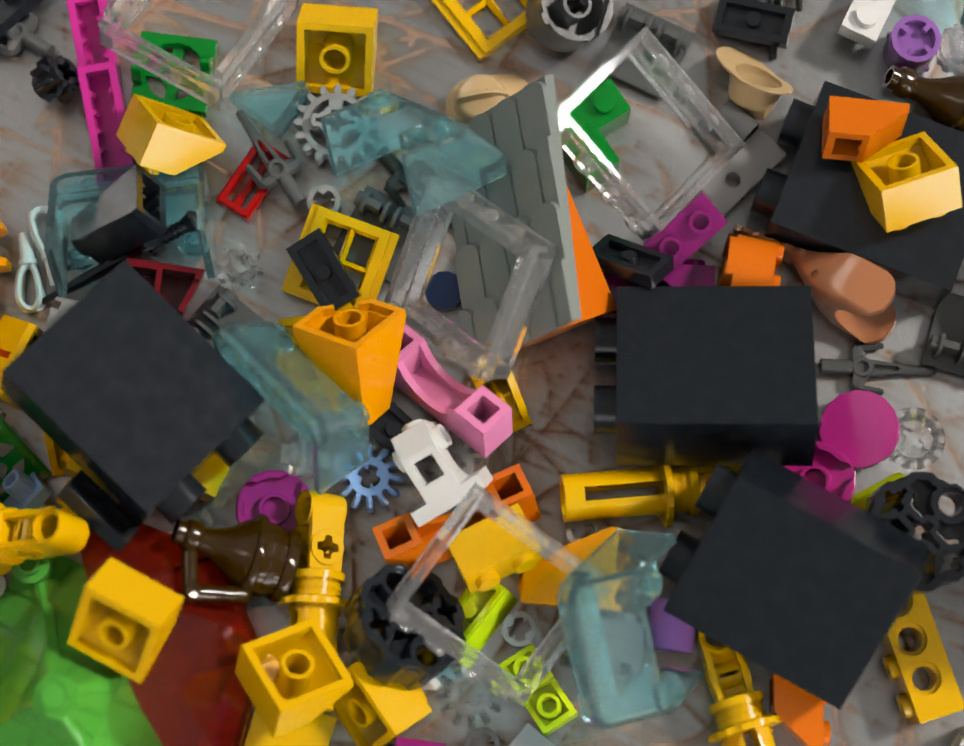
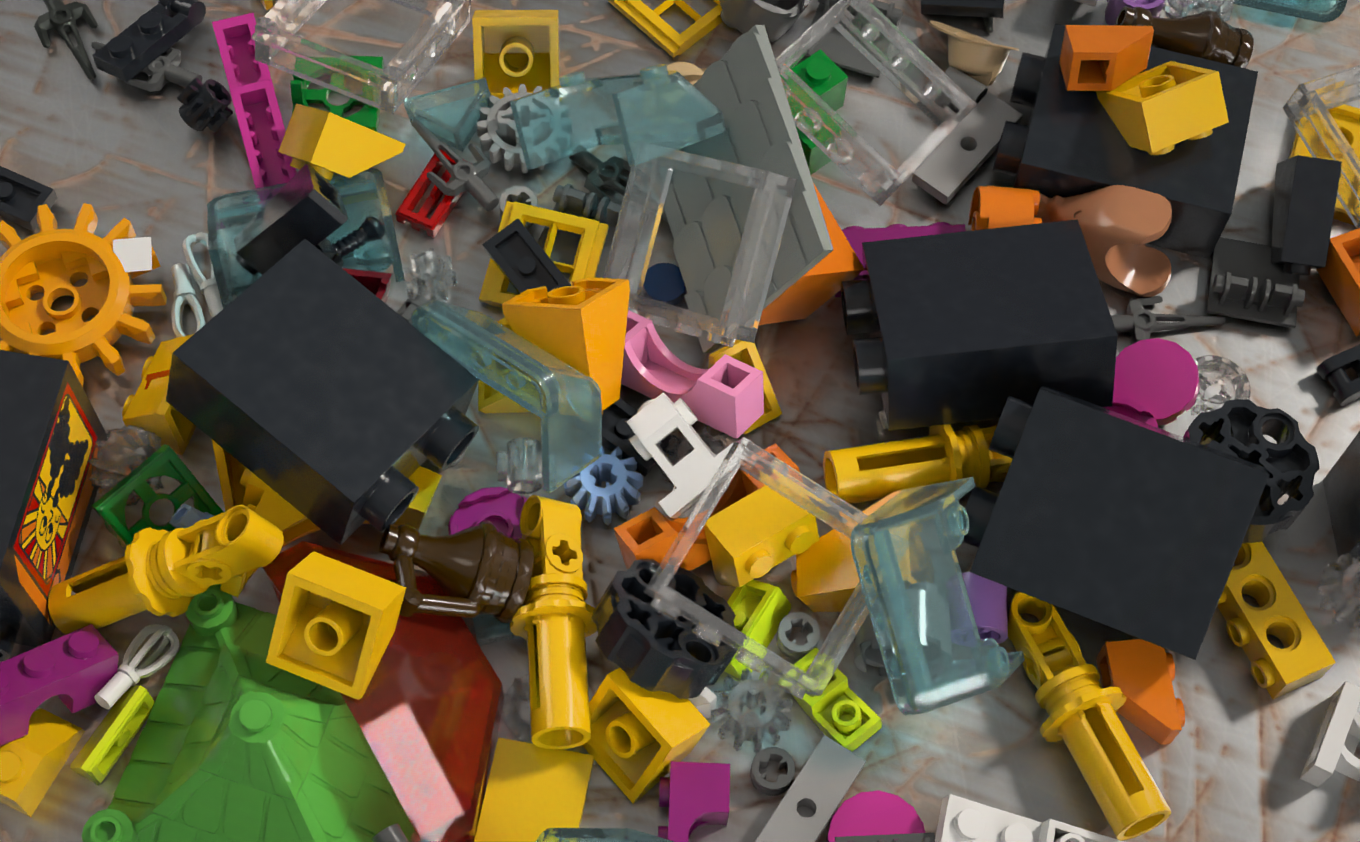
camera: 10 degrees left, 15 degrees down
(99, 511) = (295, 524): black plate -> none
(292, 676) = (539, 688): yellow slope -> none
(632, 261) = (876, 221): black plate -> none
(688, 229) = (927, 189): magenta bracket -> none

